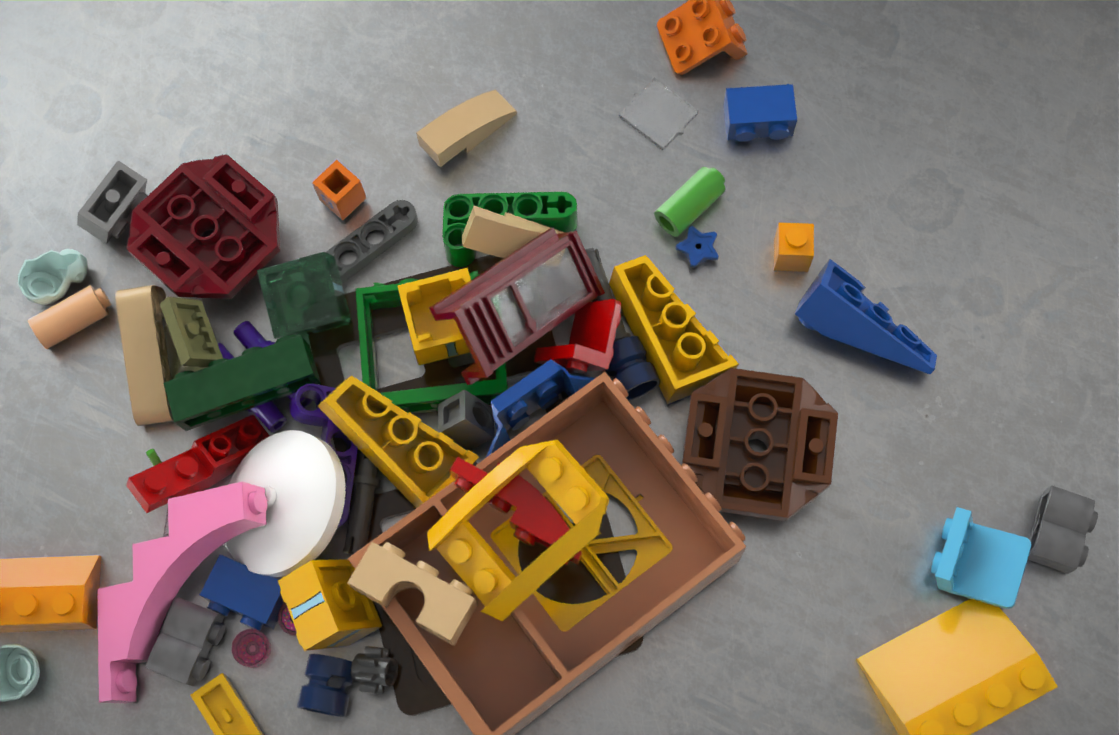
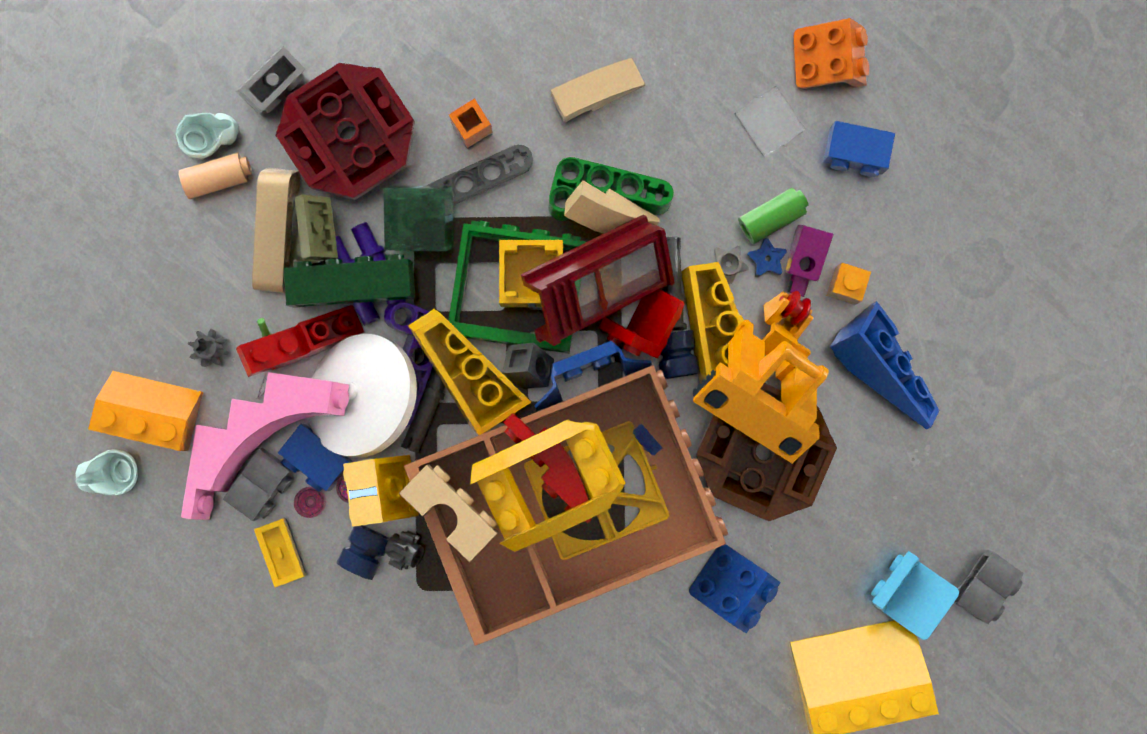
camera: 10 degrees right, 15 degrees up
(89, 509) = (200, 346): none -> dark grey gear
(620, 451) = (646, 440): none -> clear blue tile
(662, 256) = (733, 256): none -> light grey plate
(706, 377) = (735, 390): none -> light orange container
(740, 218) = (811, 244): none -> magenta torso
(773, 610) = (734, 588): none -> blue bracket

